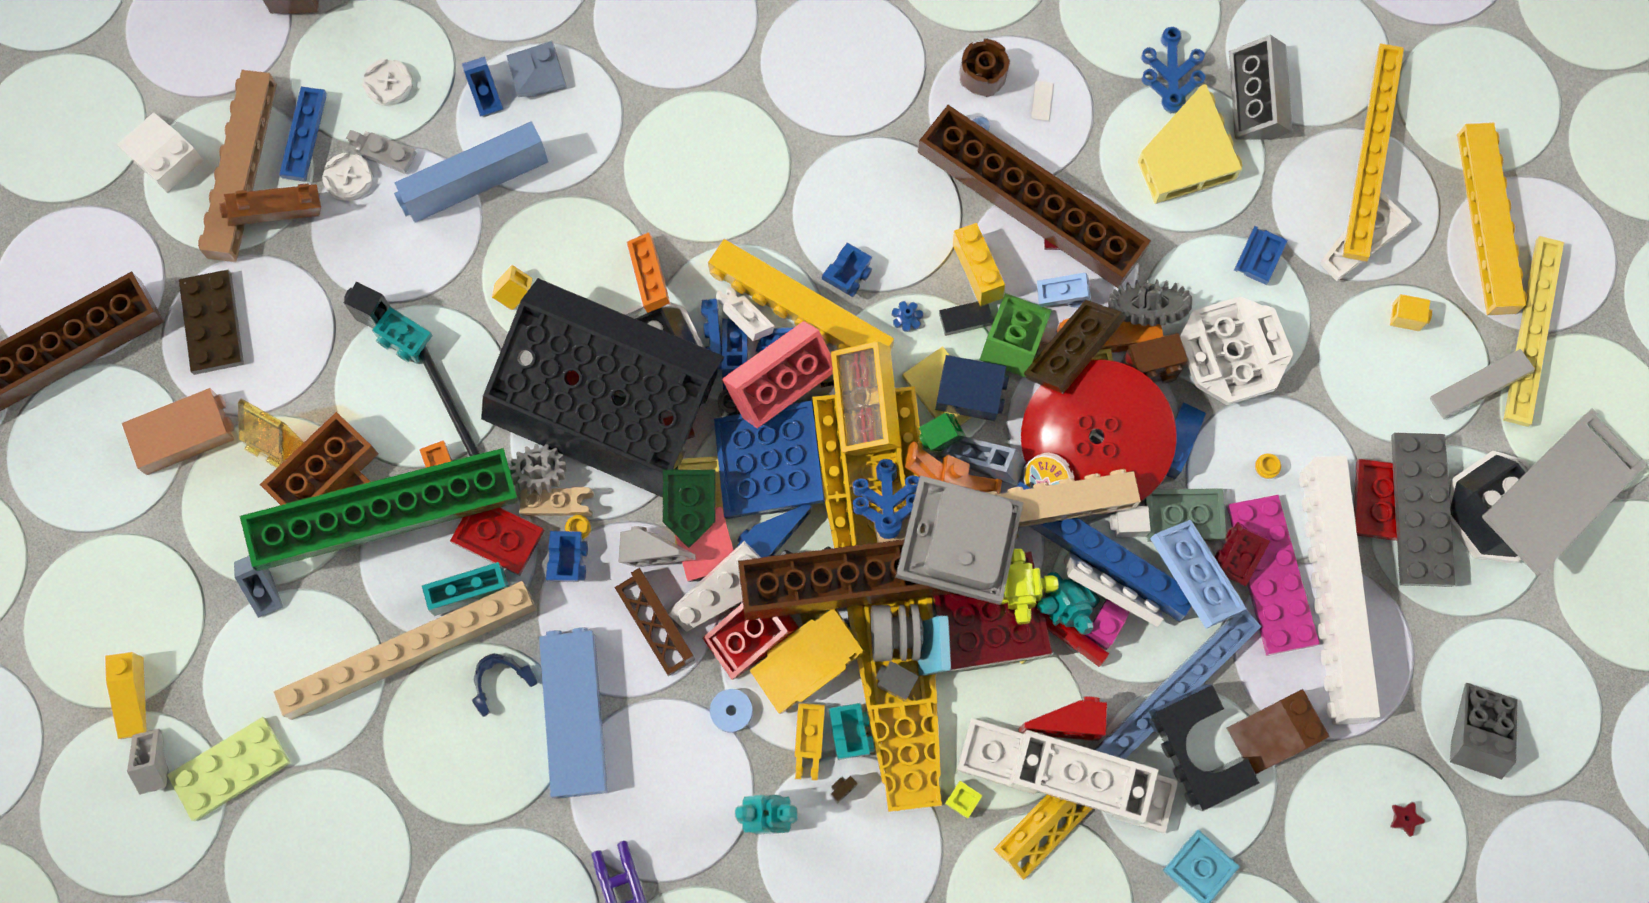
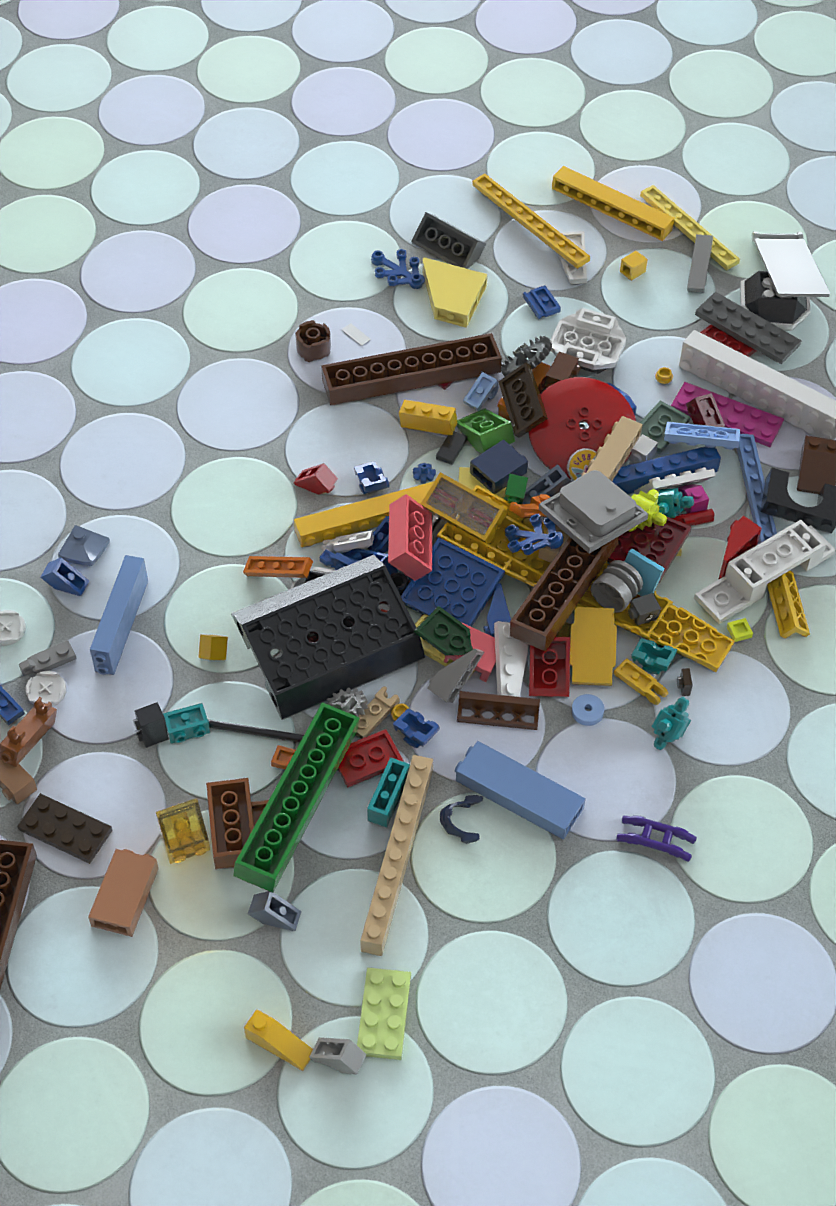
camera: 50 degrees left, 20 degrees down
(801, 219) = (317, 479): none -> red slope

